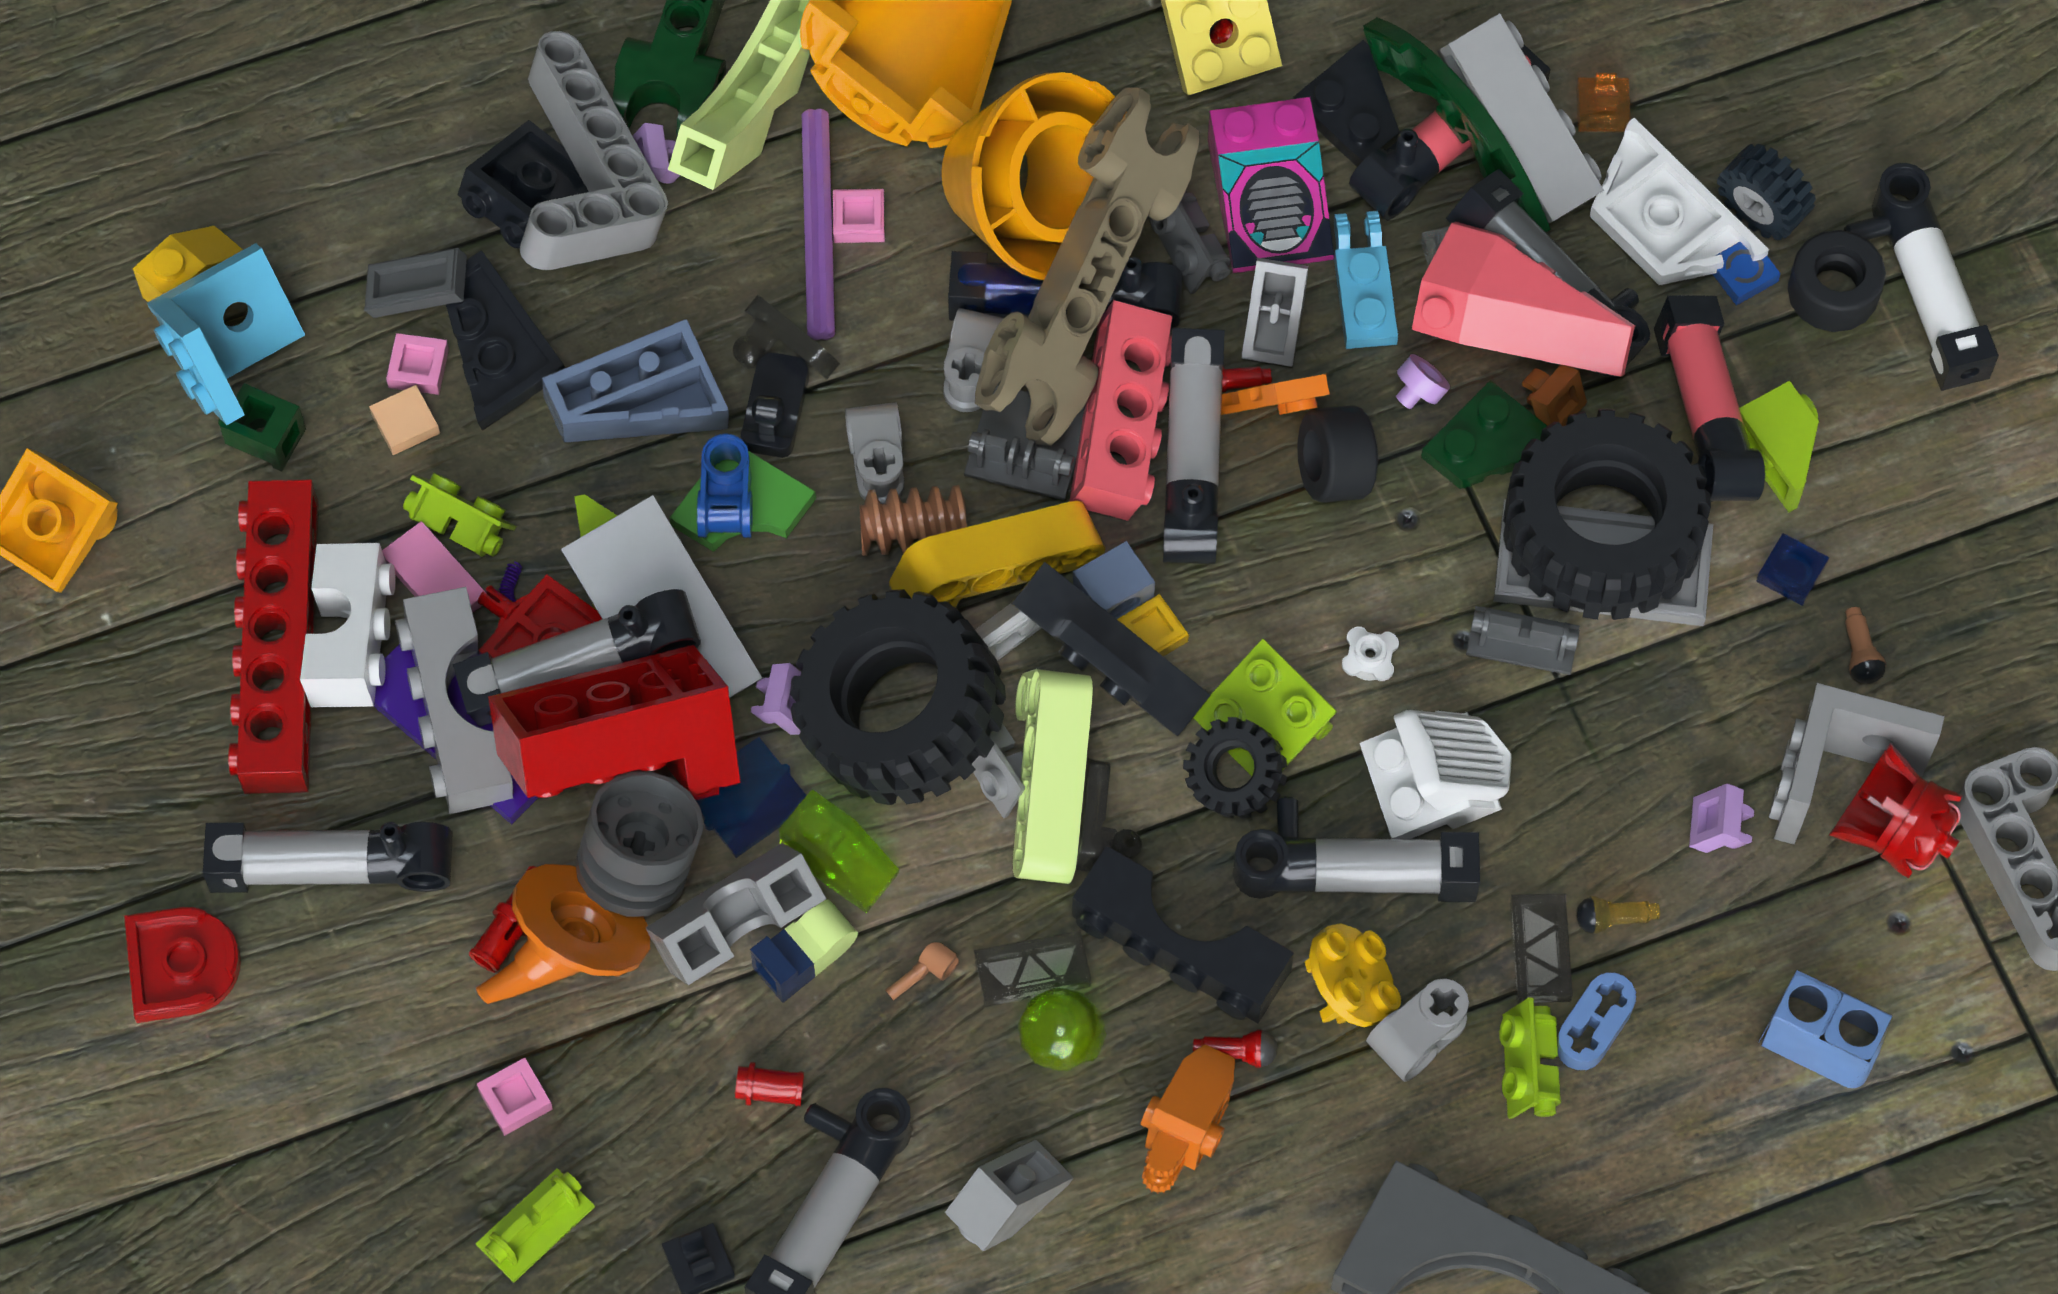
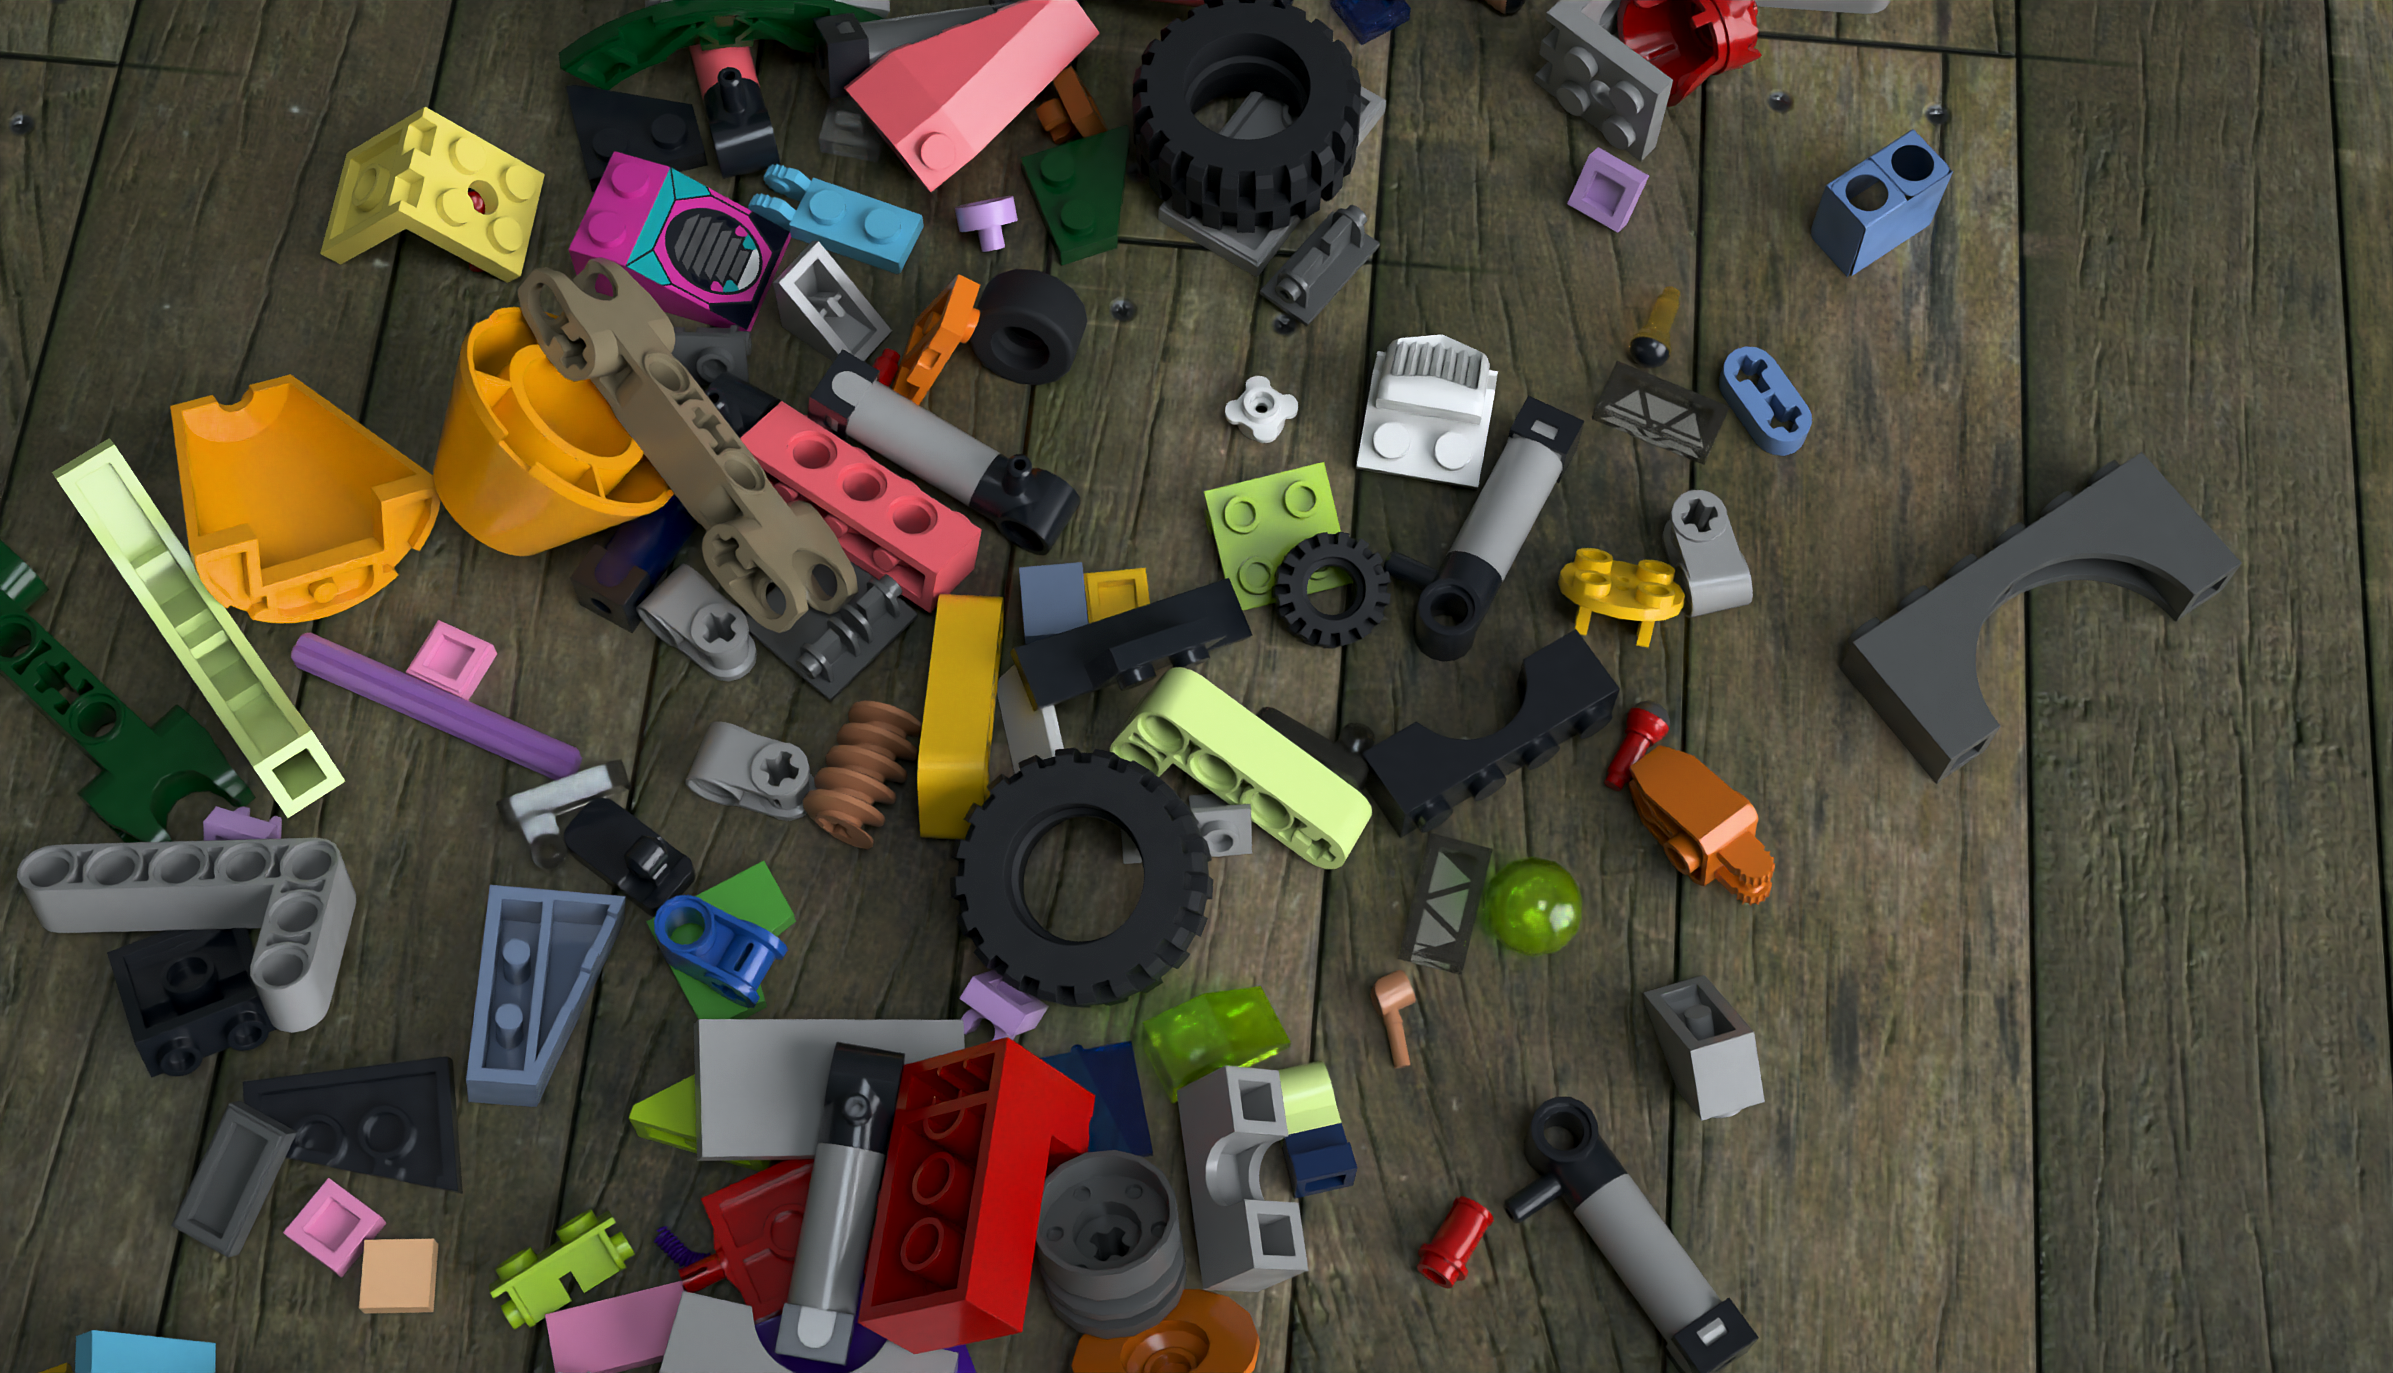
camera: 65 degrees left, 0 degrees up
(1527, 1036) = (1779, 483): lime hinge -> none

